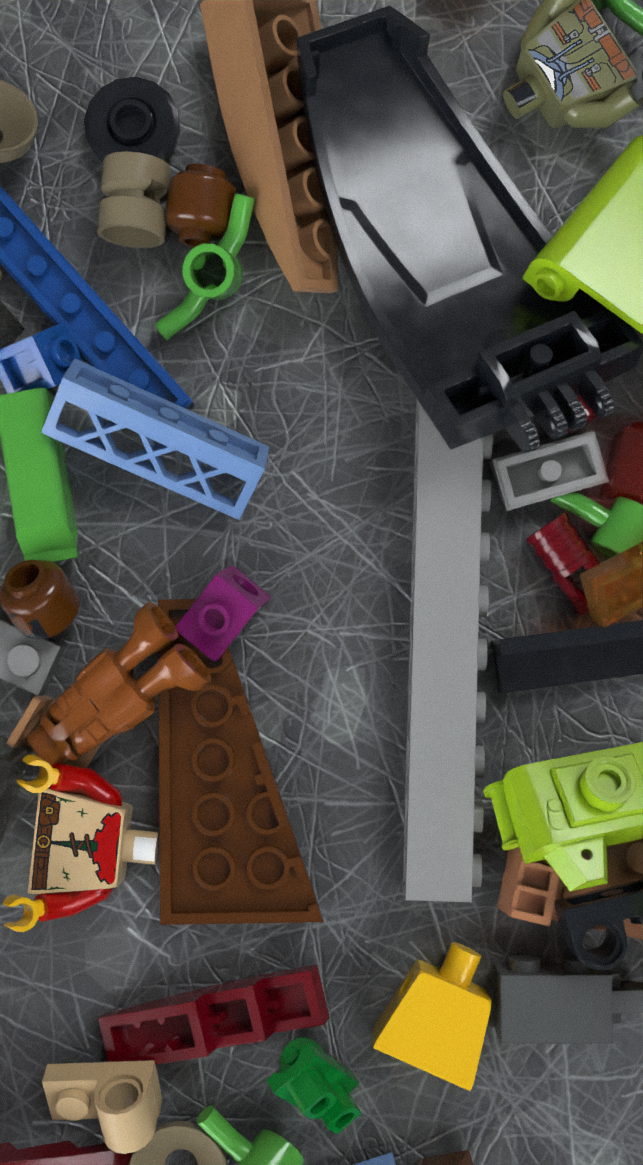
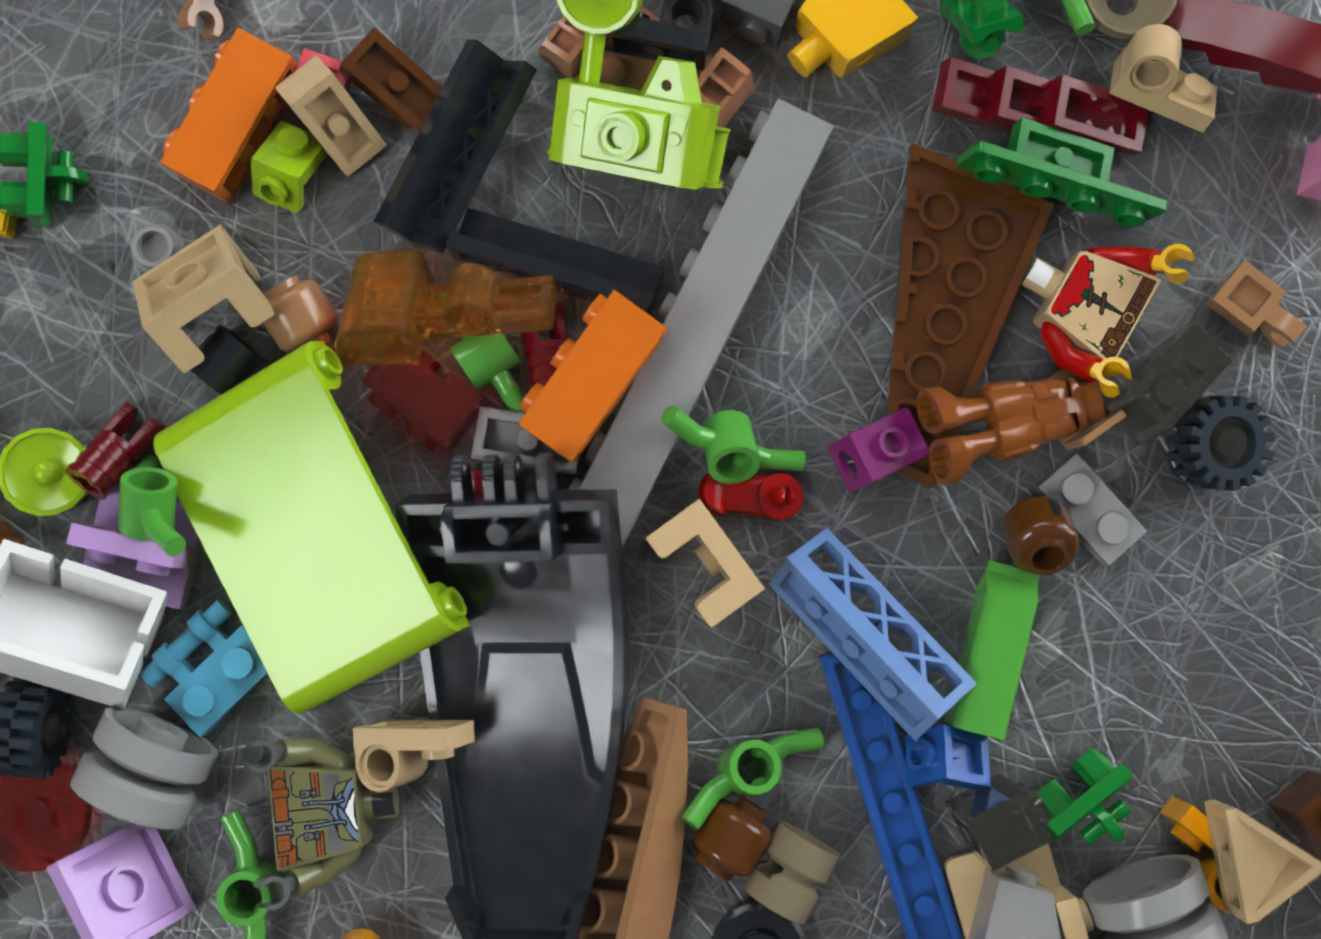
camera: 160 degrees left, 0 degrees up
(170, 964) = (1060, 167): none -> green bracket
(311, 523) = (762, 496): none -> red piece
(328, 444) = (716, 554): none -> tan panel
(362, 551) = (731, 445): none -> bright green piece
(523, 549) = (591, 374): none -> orange brick
(528, 150) = (409, 745): none -> tan plate

